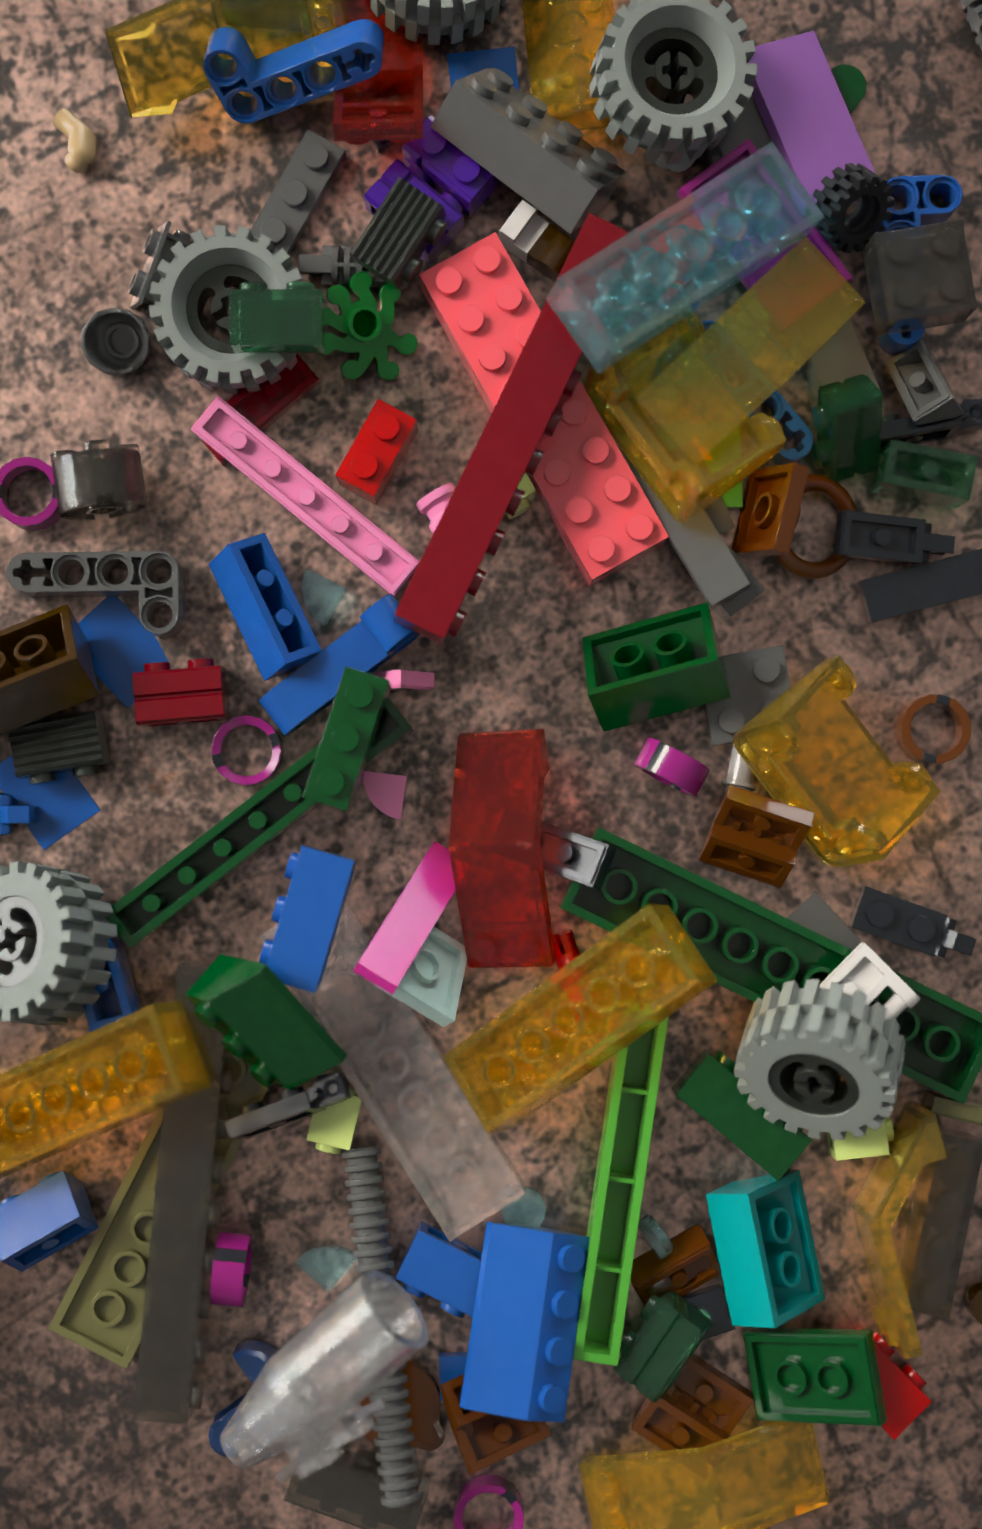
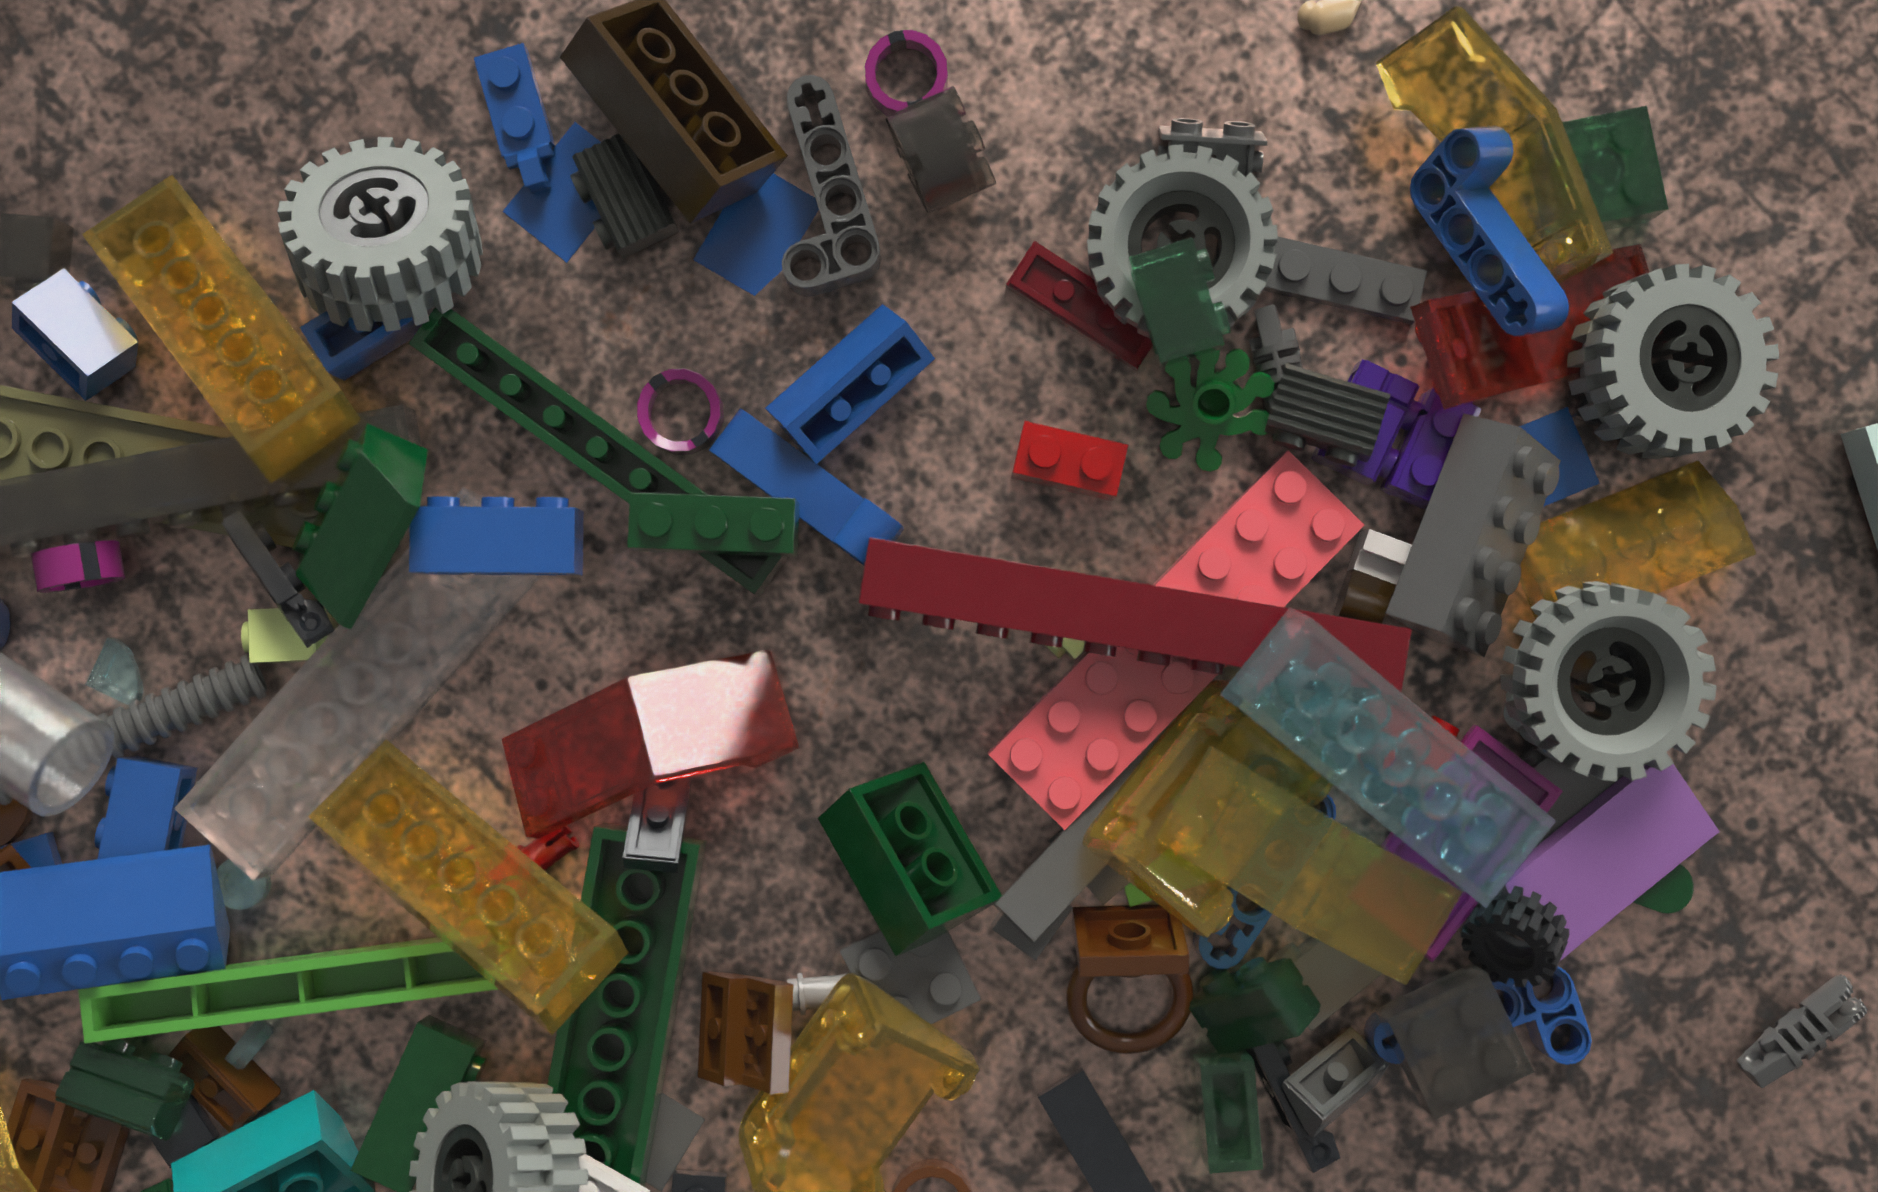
camera: 85 degrees right, 0 degrees up
(116, 341) = (1110, 122): dark grey hair -> none
(180, 695) = (722, 317): dark red brick -> none
(305, 496) = (994, 393): bright pink tile -> none
(321, 596) = (884, 444): clear light blue tile -> none
(386, 792) = (678, 585): bright pink tile -> none
(408, 679) = (813, 569): bright pink tile -> none
(409, 921) = (527, 656): tile -> none
(434, 978) = (481, 685): light aqua plate -> none
(435, 503) = (1027, 549): bright pink wheel -> none
(671, 767) = (797, 910): magenta piece -> none
(888, 538) = (1140, 1089): black hinge -> none

